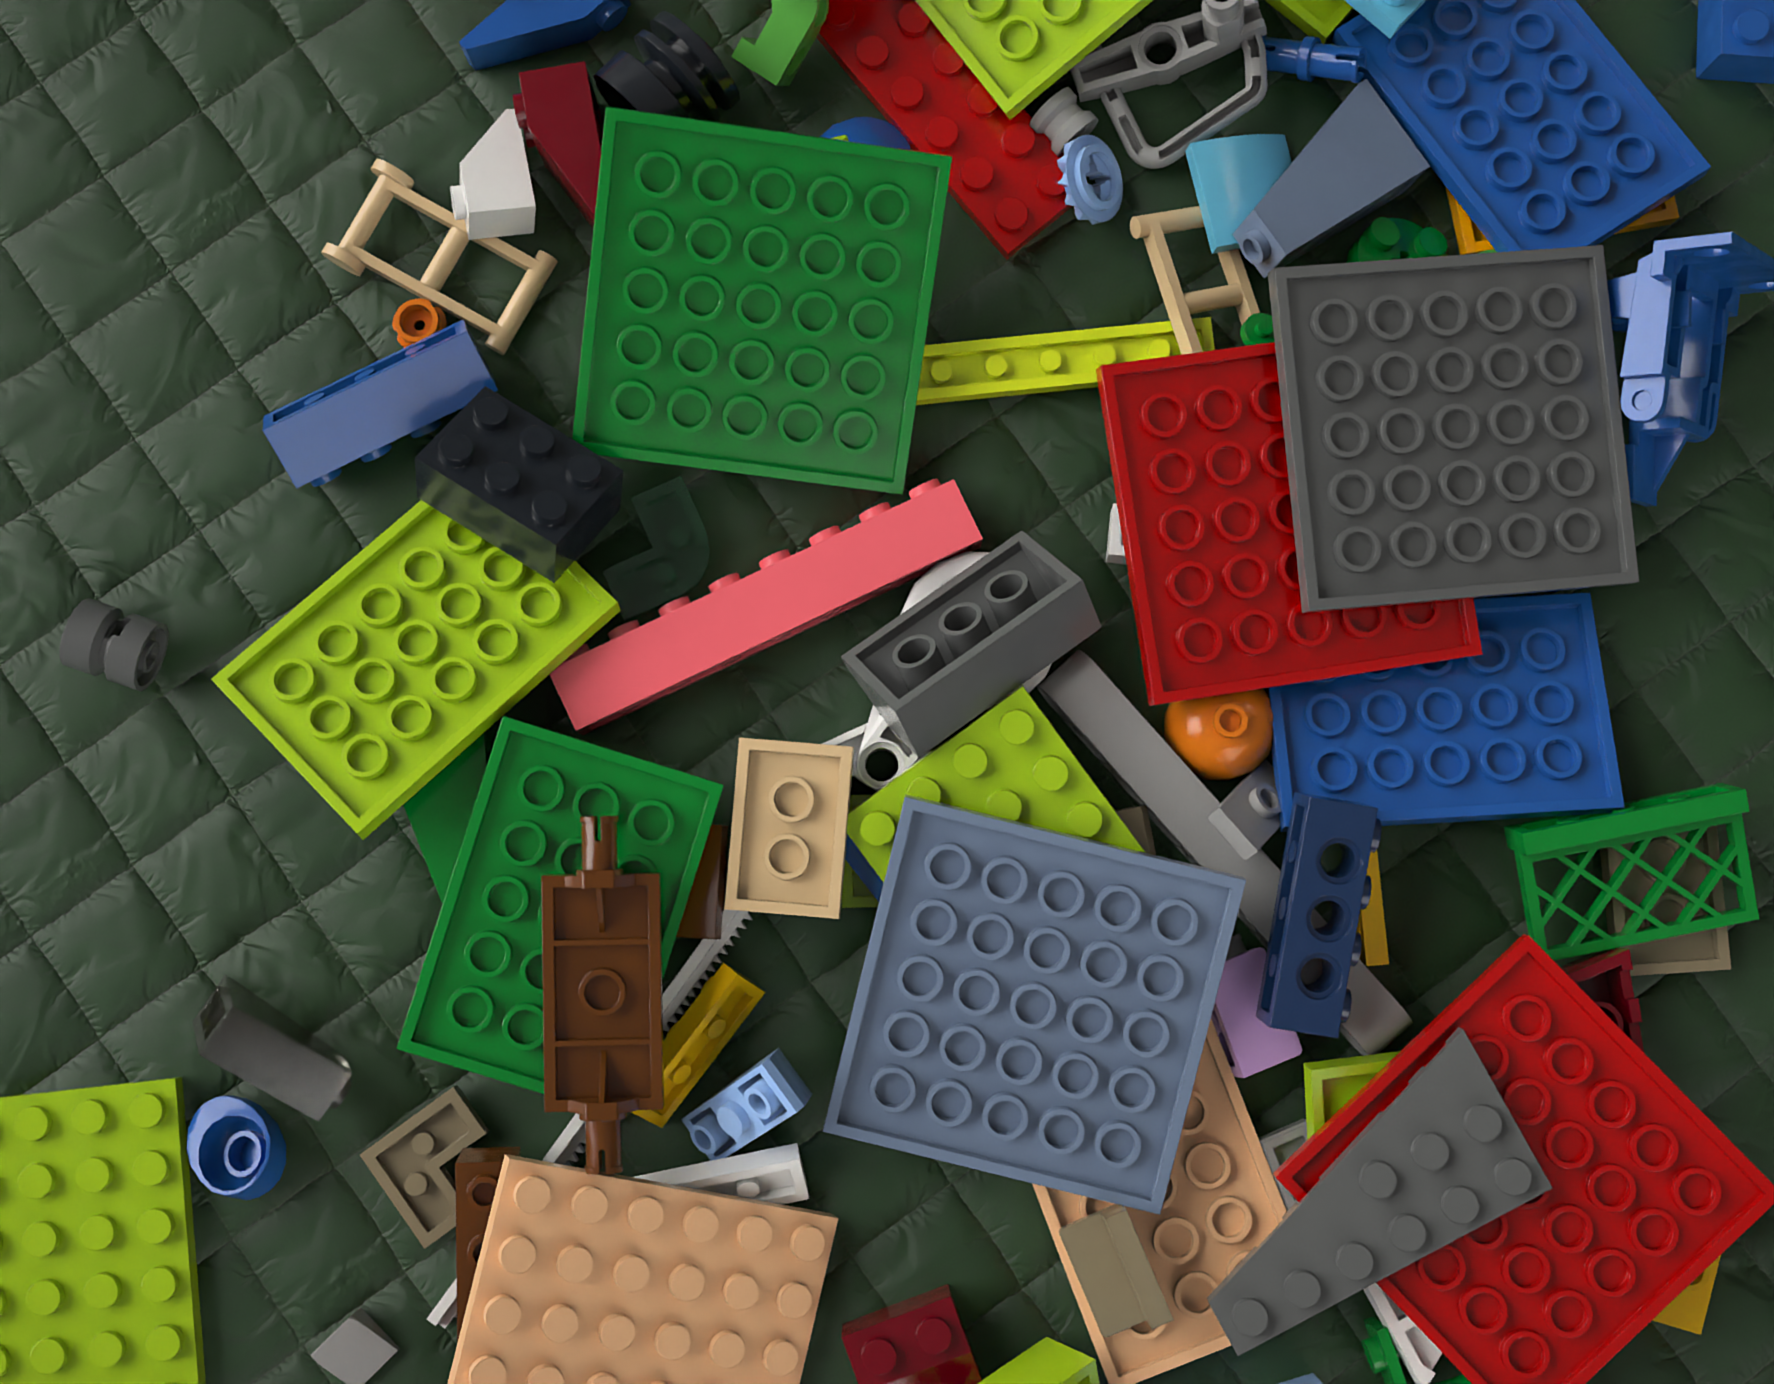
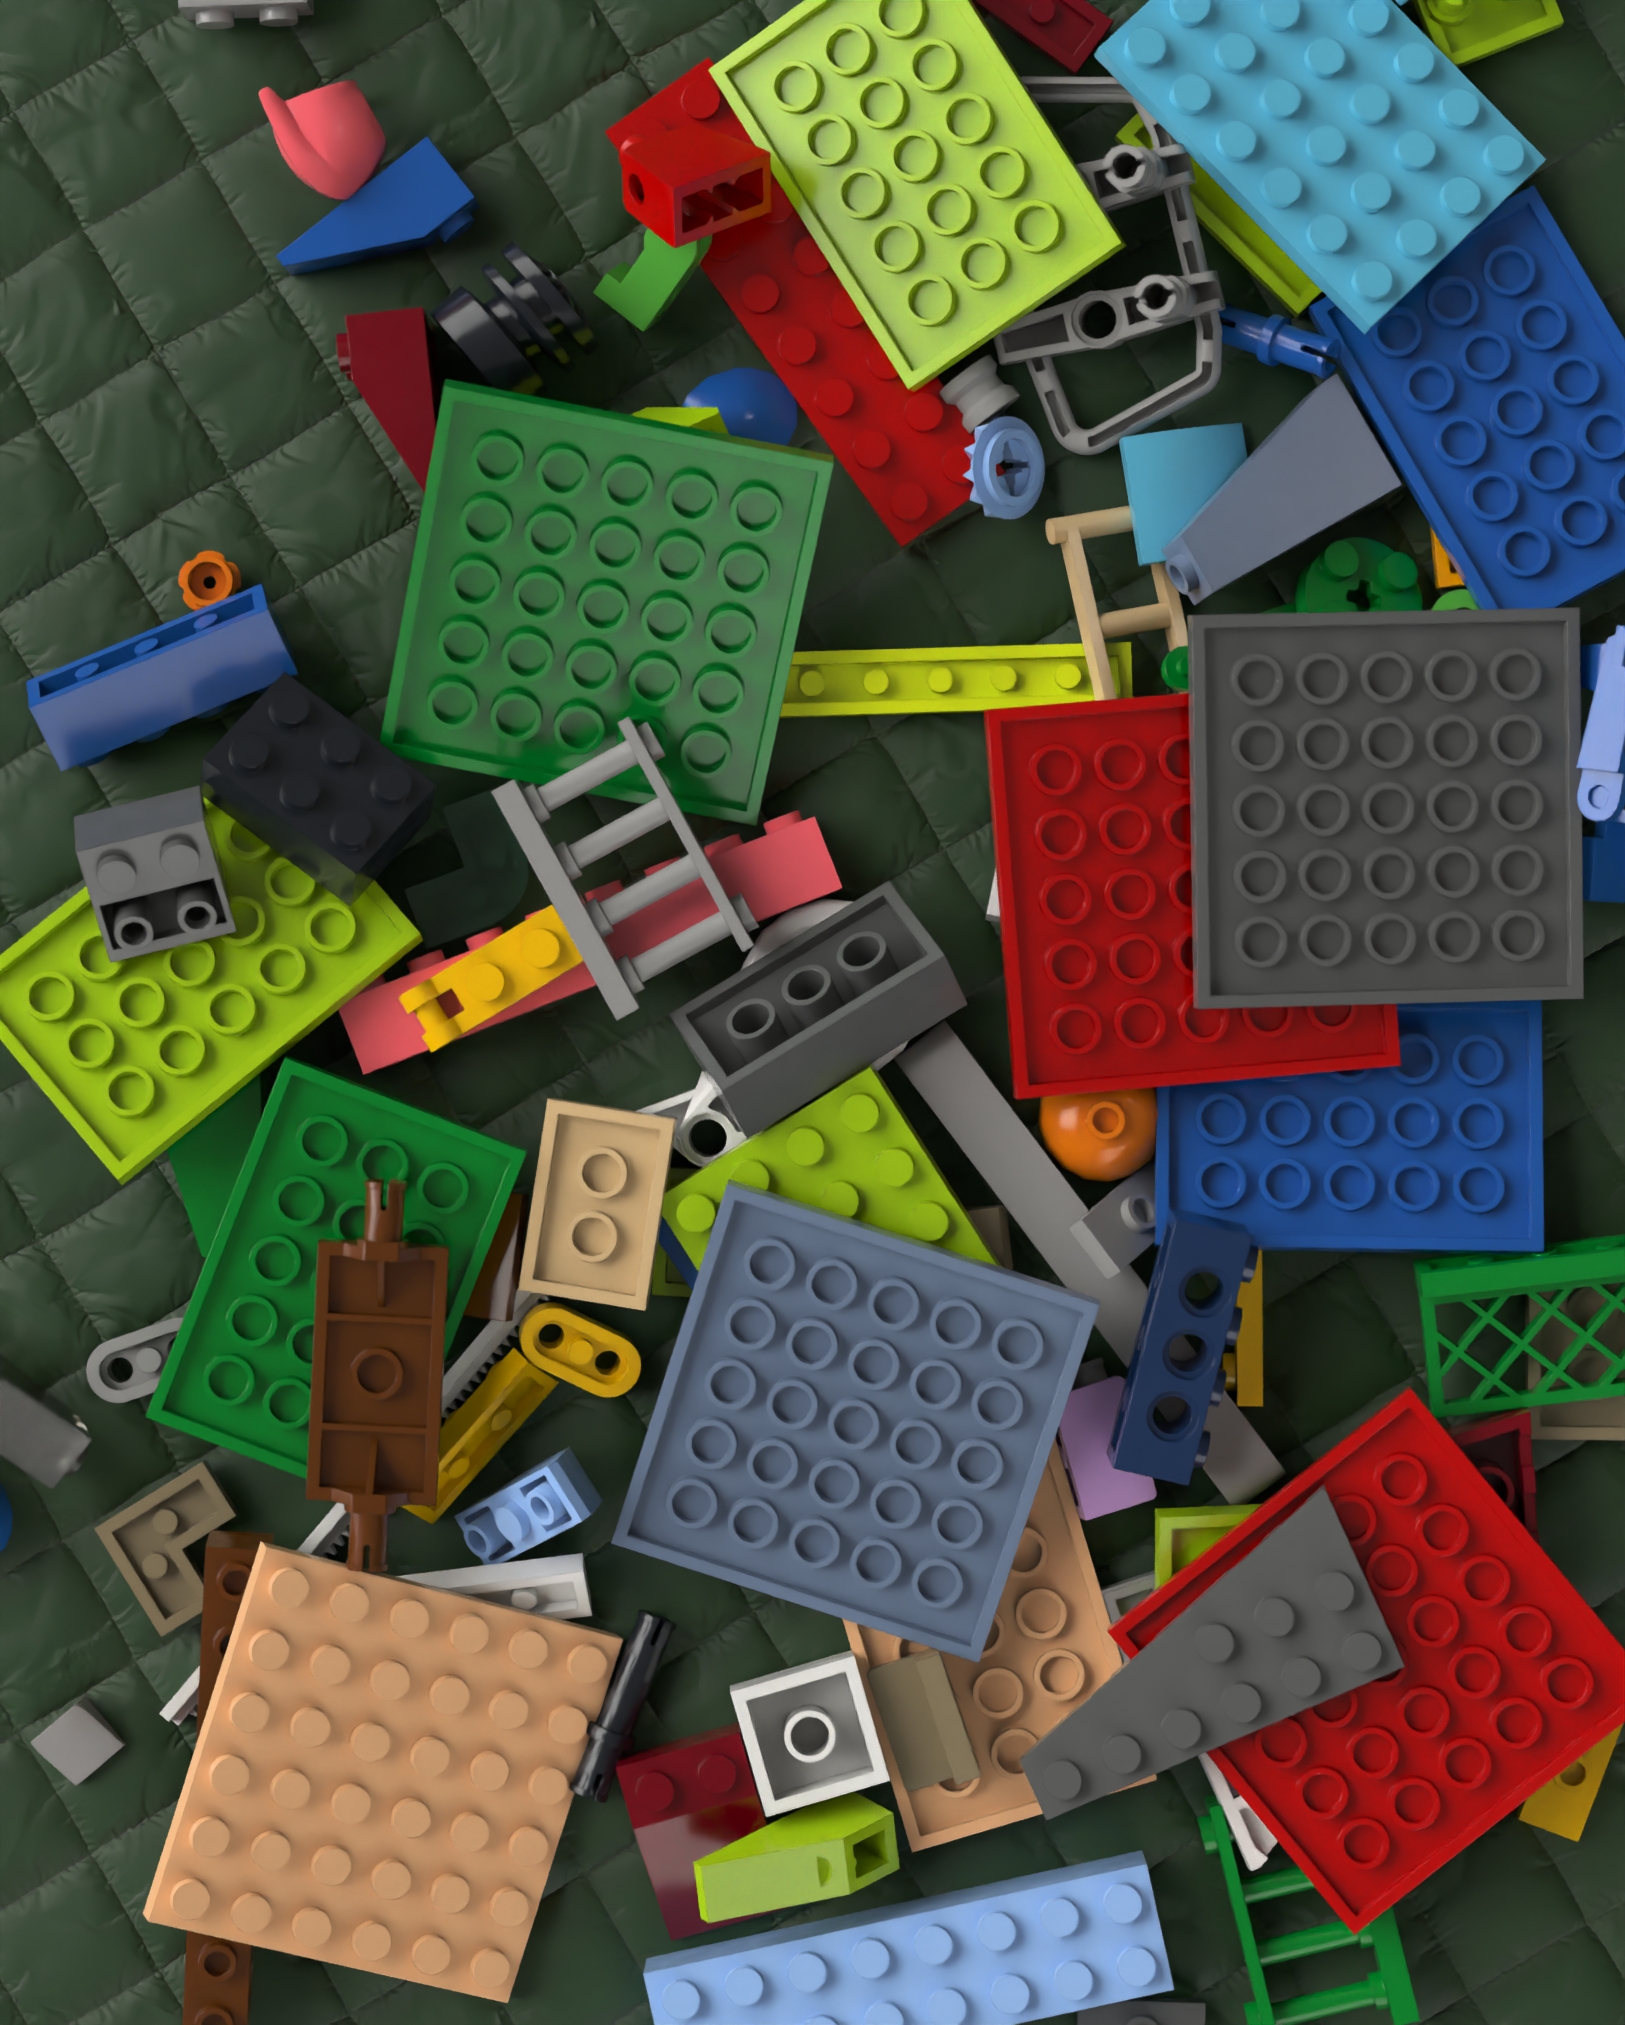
camera: 10 degrees right, 5 degrees up
(378, 566) = (153, 874): none -> dark grey slope
(395, 991) = (146, 1351): none -> light grey plate
(397, 184) = (135, 496): tan piece -> none
(496, 184) = (309, 427): white slope -> none
(684, 636) = (494, 977): none -> yellow plate
(738, 529) = (562, 864): none -> light grey fence
(780, 959) = (576, 1350): none -> yellow plate
(842, 1280) = (622, 1706): none -> black pin
(1013, 1291) = (809, 1733): none -> white brick

